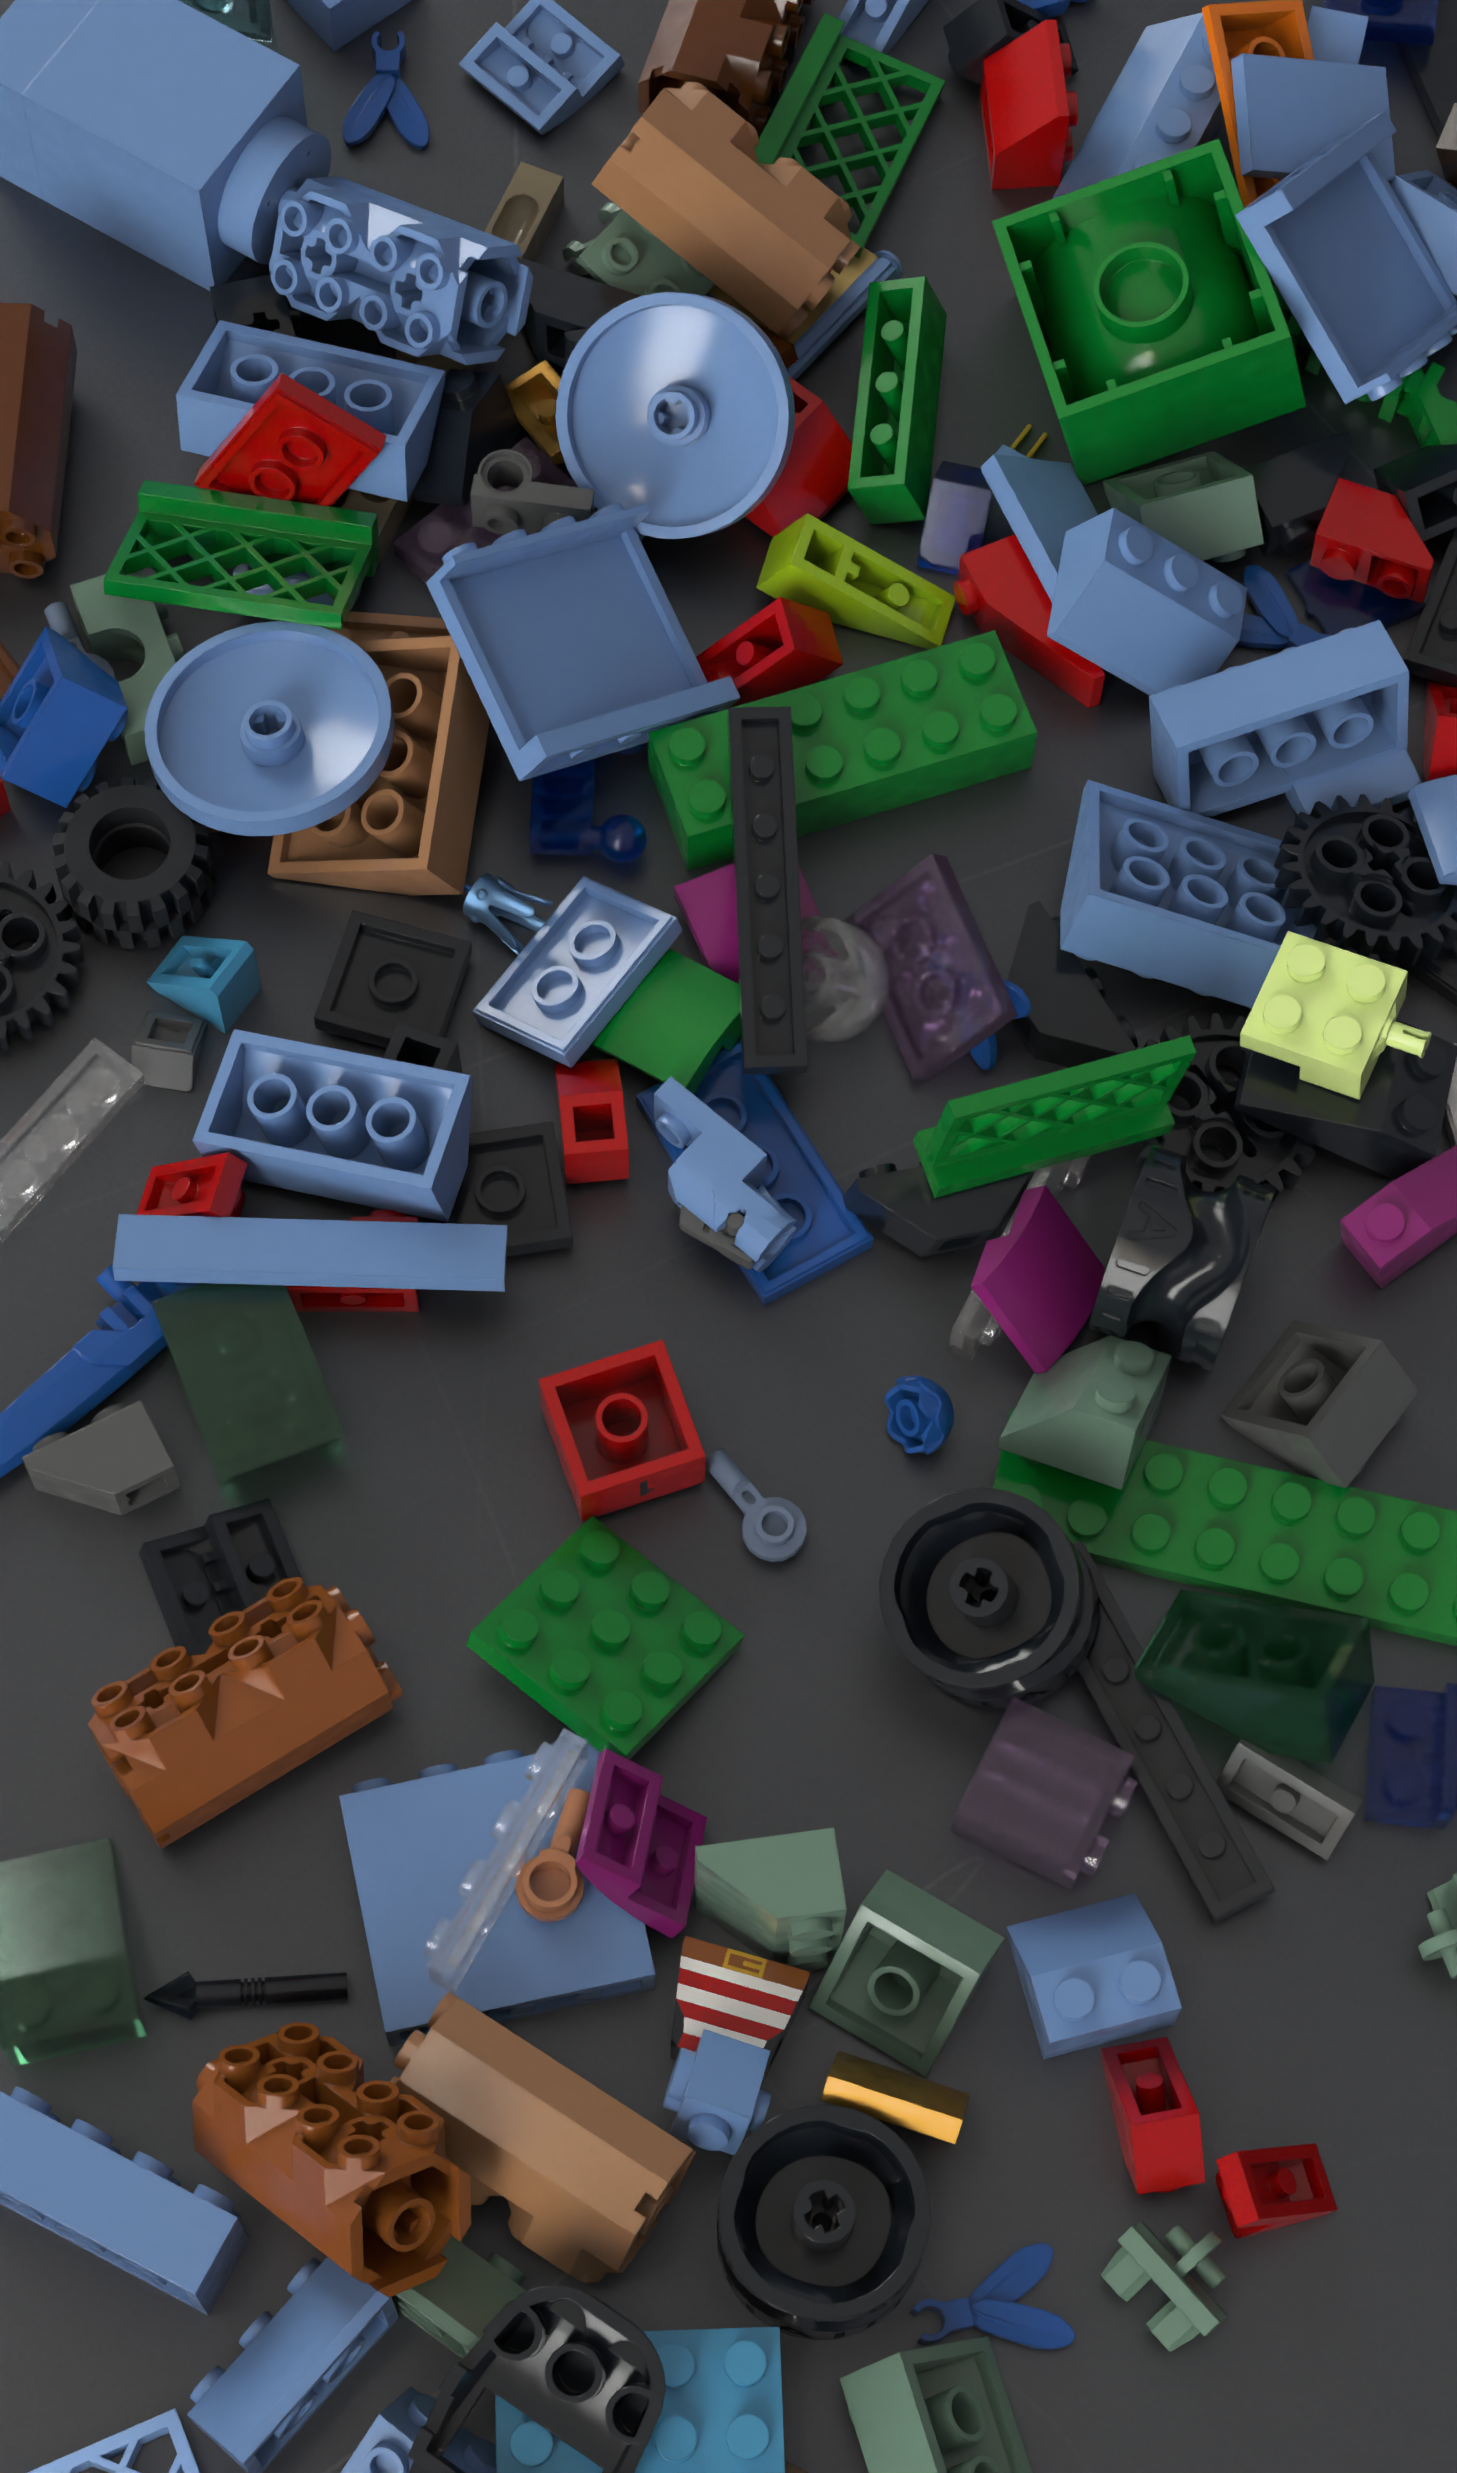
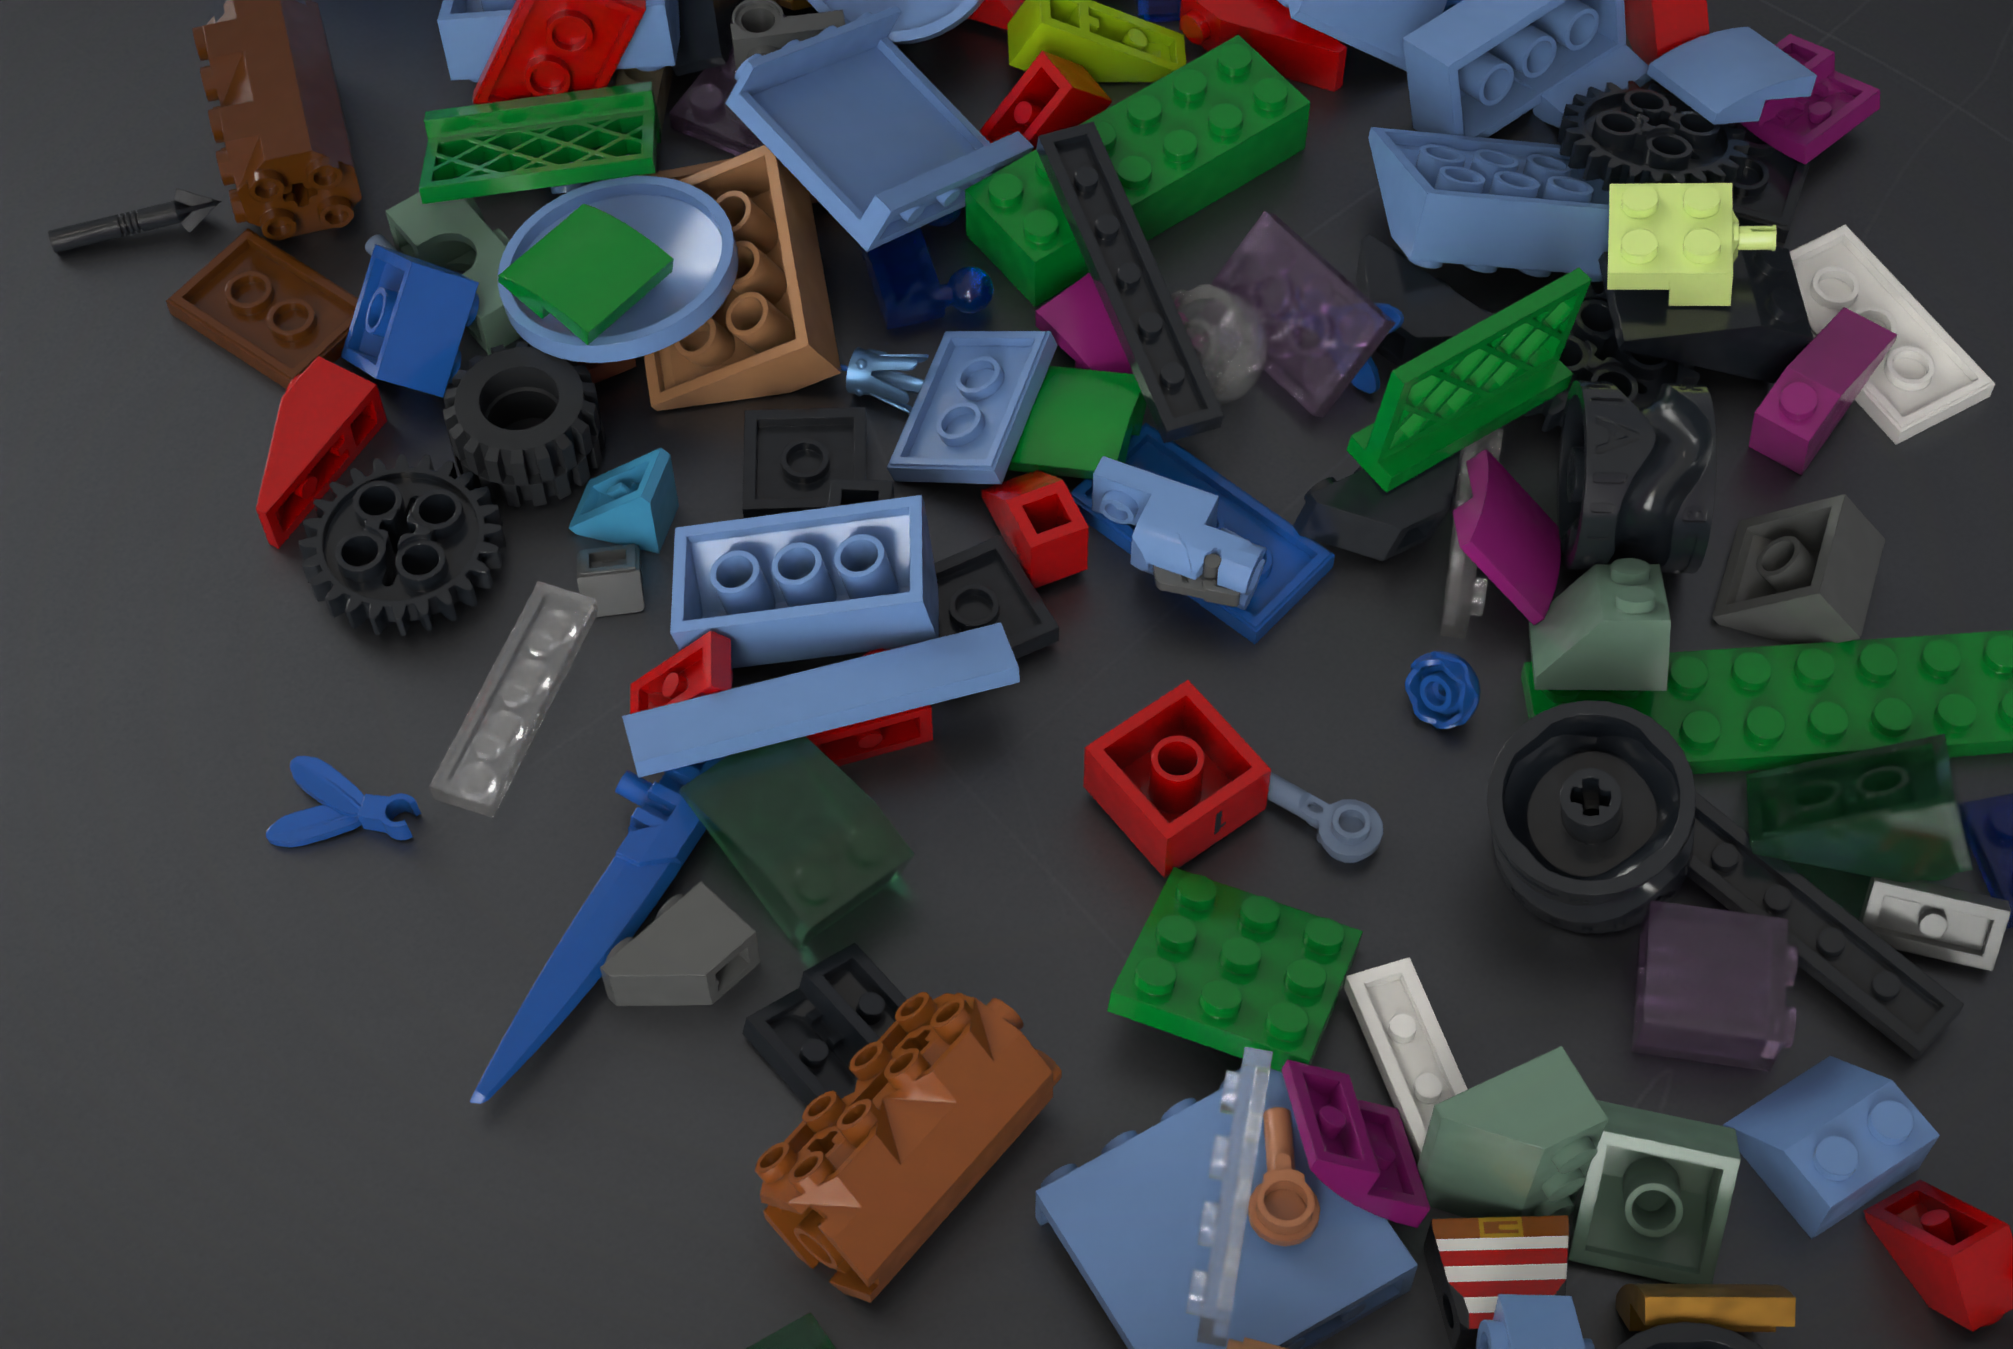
camera: 15 degrees left, 10 degrees down
(230, 732) = (587, 272): none -> green slope
(740, 1757) = (1405, 1043): none -> white plate

